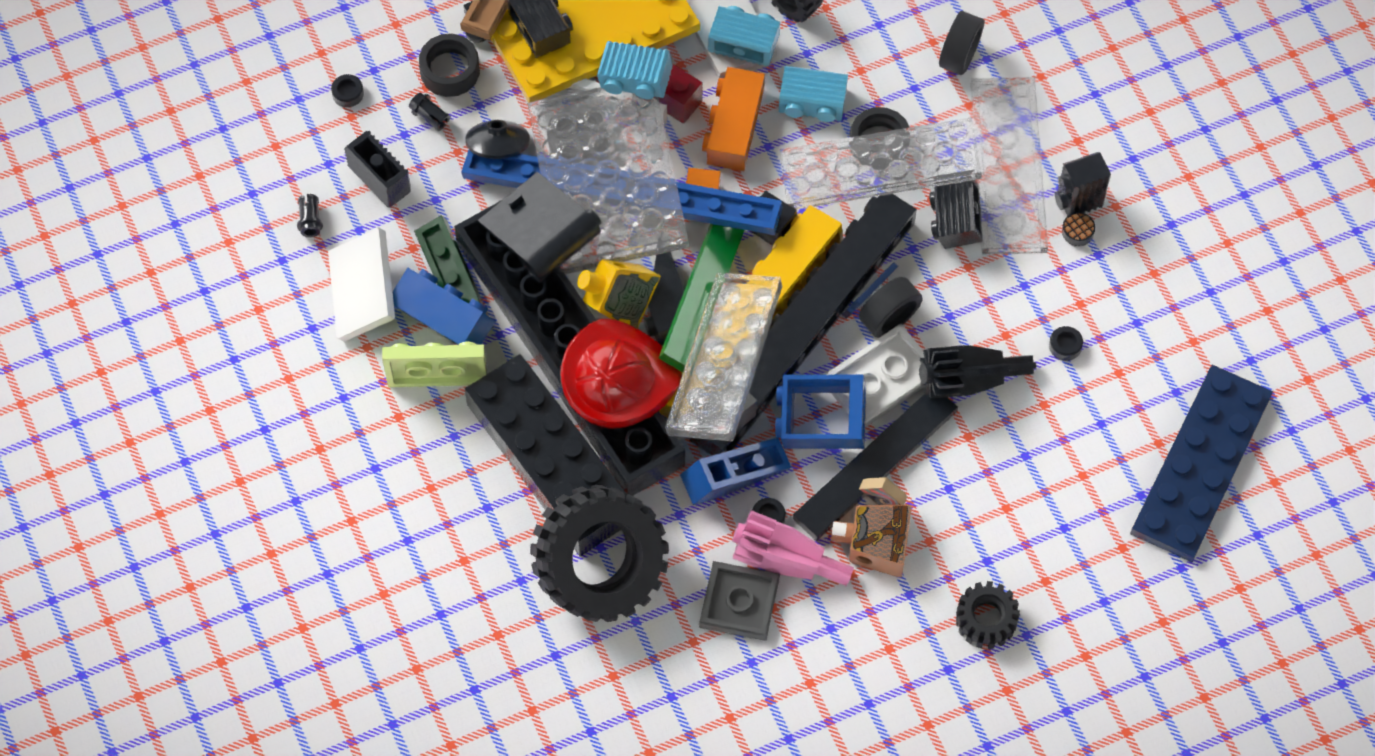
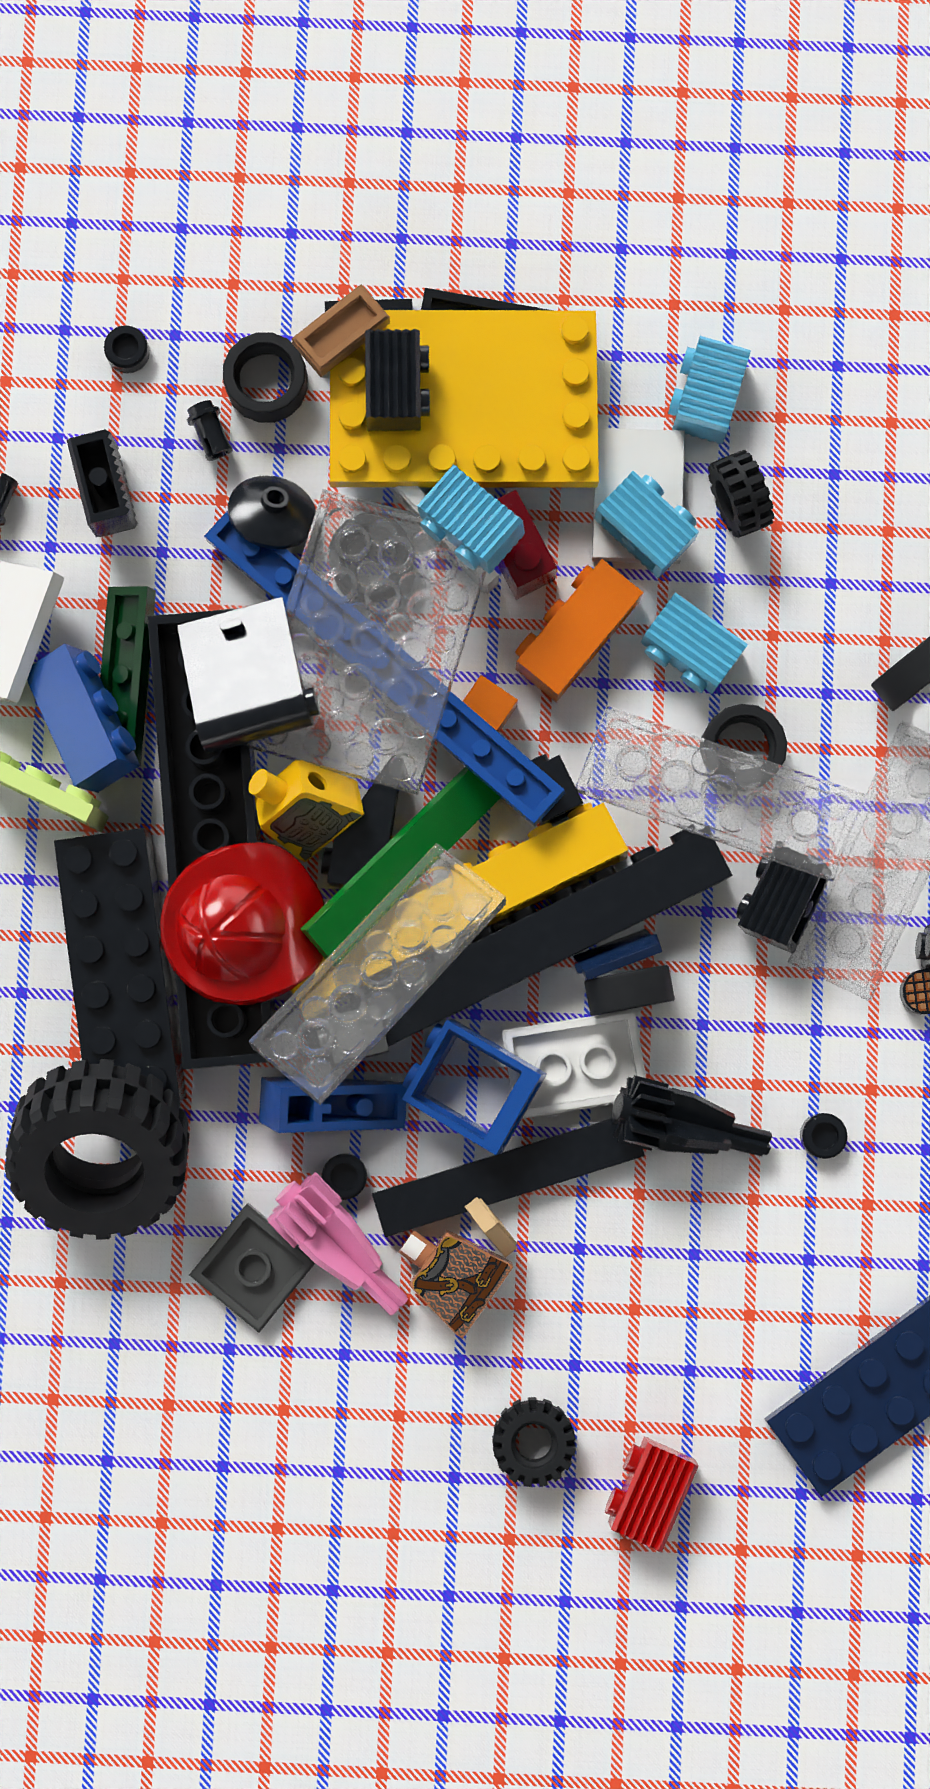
camera: 25 degrees right, 20 degrees up
(1082, 607) = (651, 1493): none -> red brick

